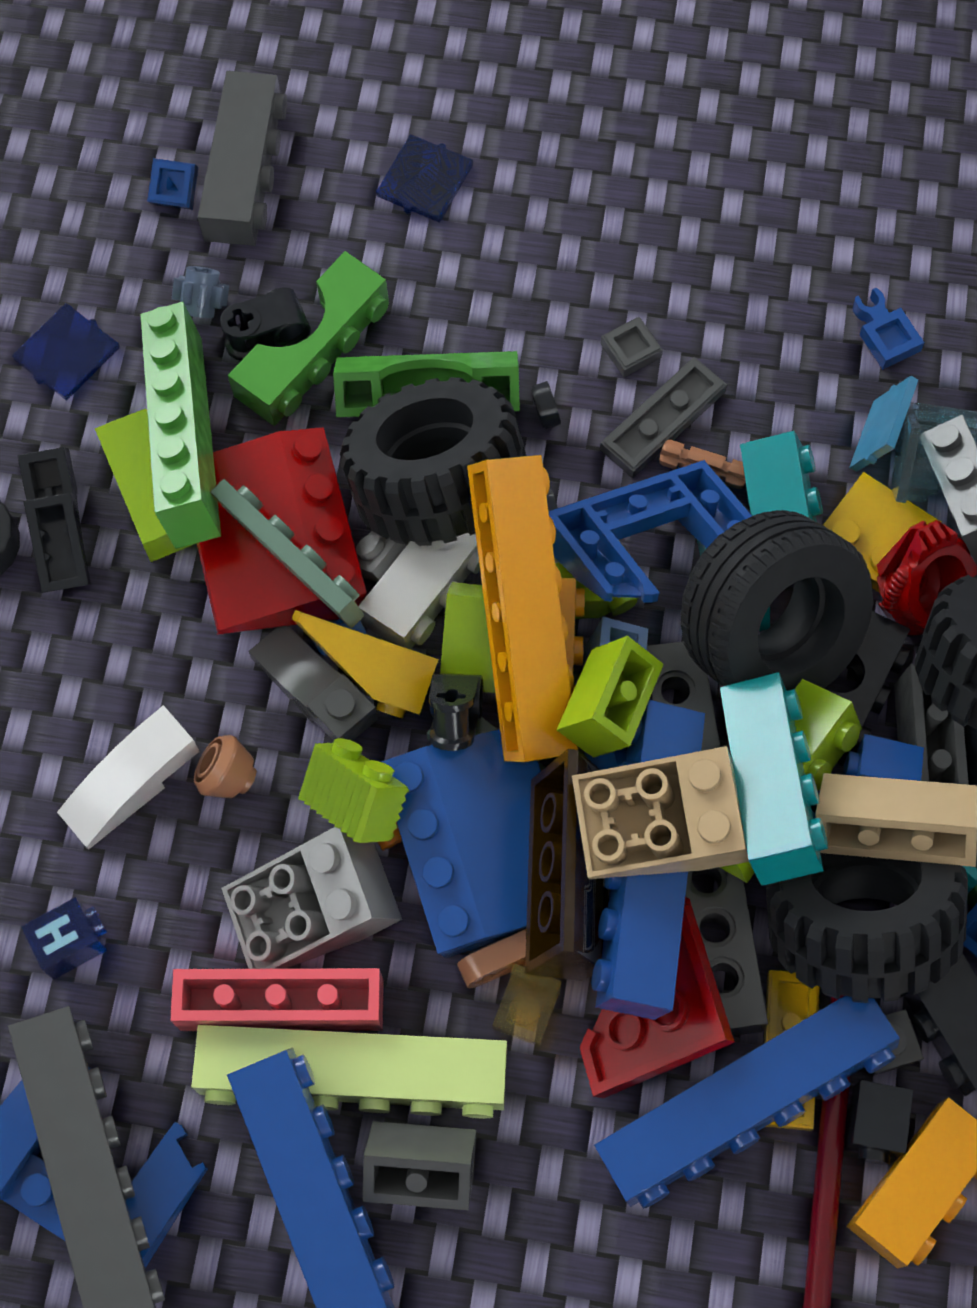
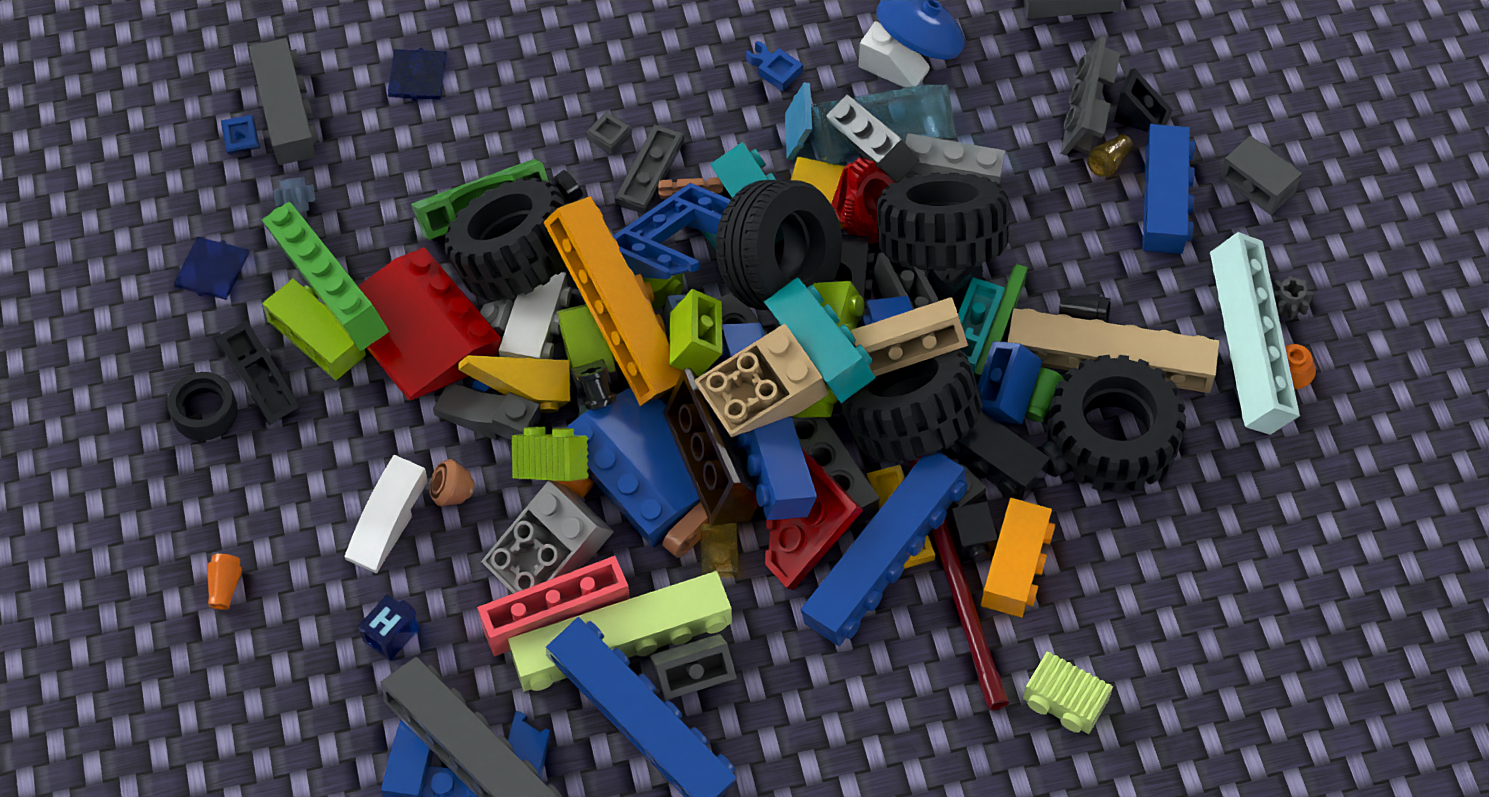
camera: 25 degrees left, 10 degrees down
(264, 320) = (351, 198): black piece -> none
(277, 377) = (373, 232): bright green arch -> none
(303, 563) = (440, 326): sand green plate -> none

